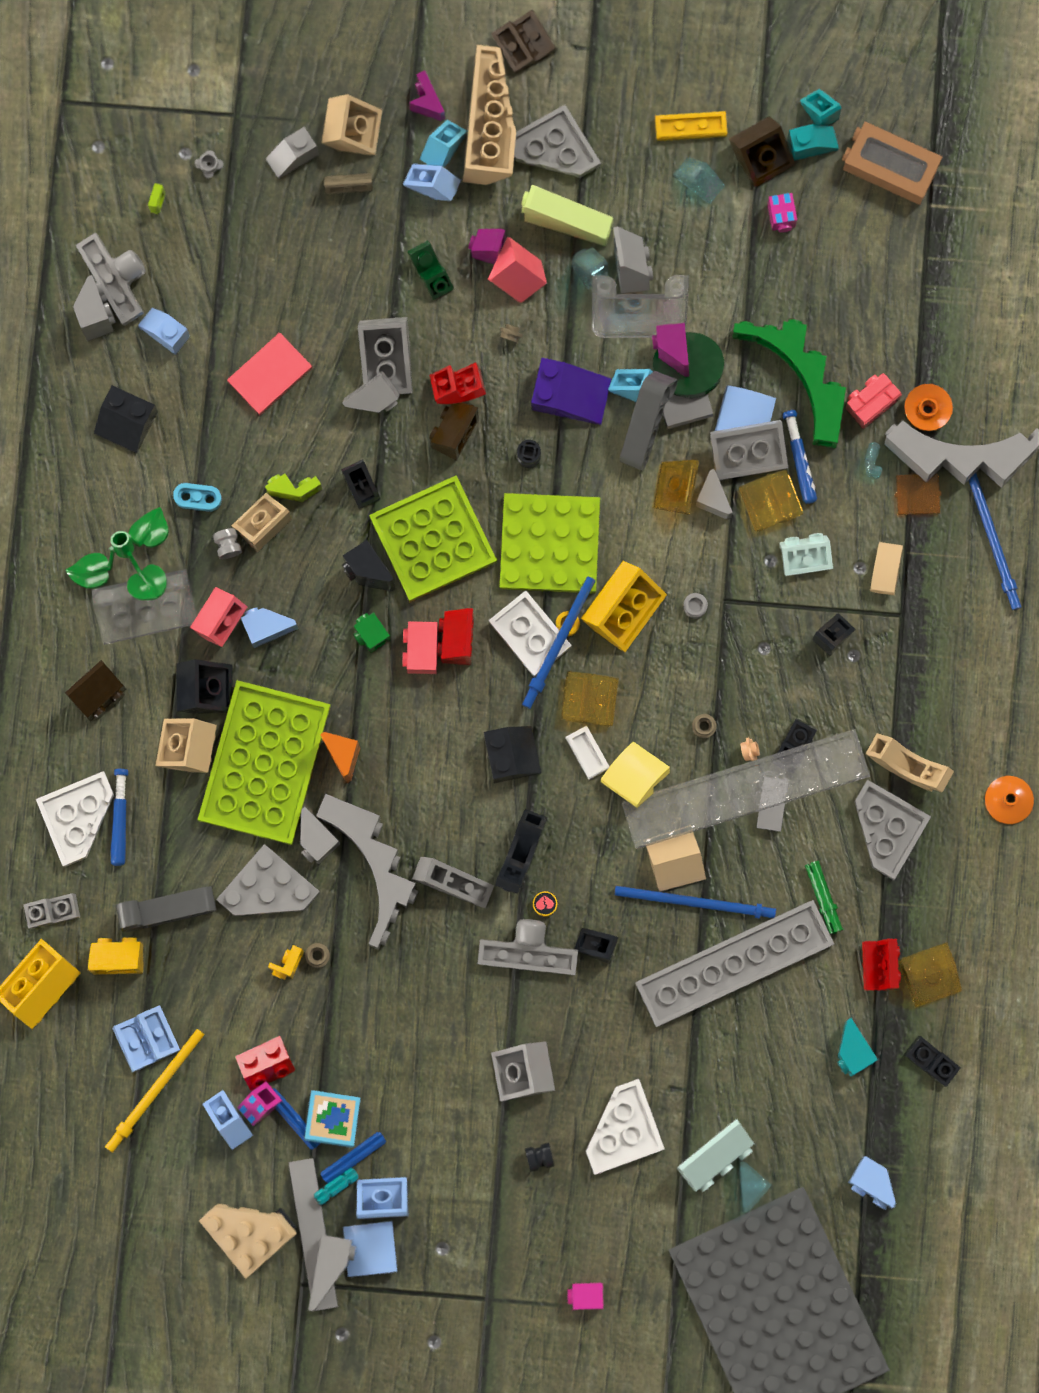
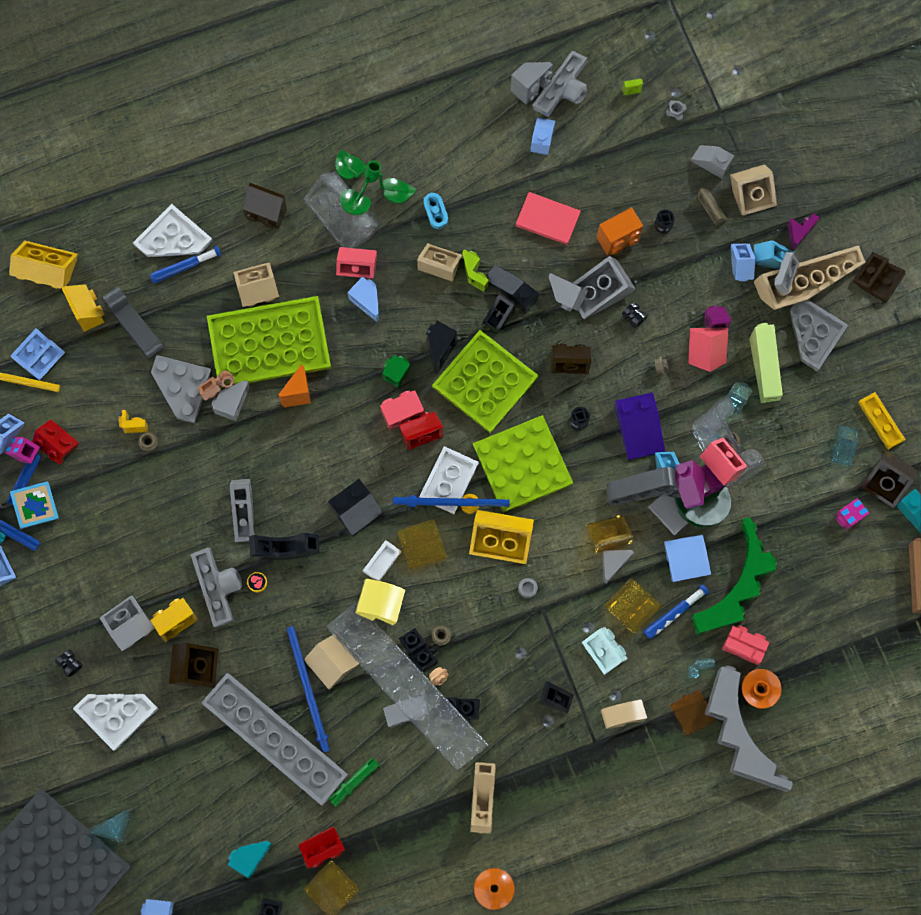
camera: 60 degrees right, 5 degrees down
(51, 911) = (99, 251): light grey slope -> none
(125, 419) = (466, 138): black slope -> none
(204, 686) = (303, 276): black slope -> none
(227, 543) = (412, 245): light grey wheel -> none
(290, 851) = (212, 386): none -> nougat plate
(331, 300) = (620, 232): none -> orange brick
(336, 455) = (513, 288): none -> black slope
(342, 249) = (664, 225): none -> black wheel
(360, 828) = (235, 453): light grey arch -> none
(430, 270) = (678, 290): dark green slope -> none
(436, 333) = (635, 315): none -> black wheel
(457, 386) = (602, 345): red slope -> none
(479, 140) = (786, 273): none -> light grey plate
(545, 1015) = (173, 619): none -> yellow slope
(596, 944) = (243, 633): black slope -> none
(608, 1017) = (193, 665): none -> dark brown slope
(631, 261) = (757, 422): light grey slope -> none
(663, 319) = (723, 461): none -> coral brick
(672, 367) = (690, 483): none -> magenta slope
(708, 759) = (418, 650): none -> black slope
(716, 1156) = (123, 791): light aqua slope -> none
(749, 450) = (661, 571): light grey plate -> none
(888, 827) = (429, 806): light grey plate -> none
(1009, 585) = (657, 812): blue bar -> none

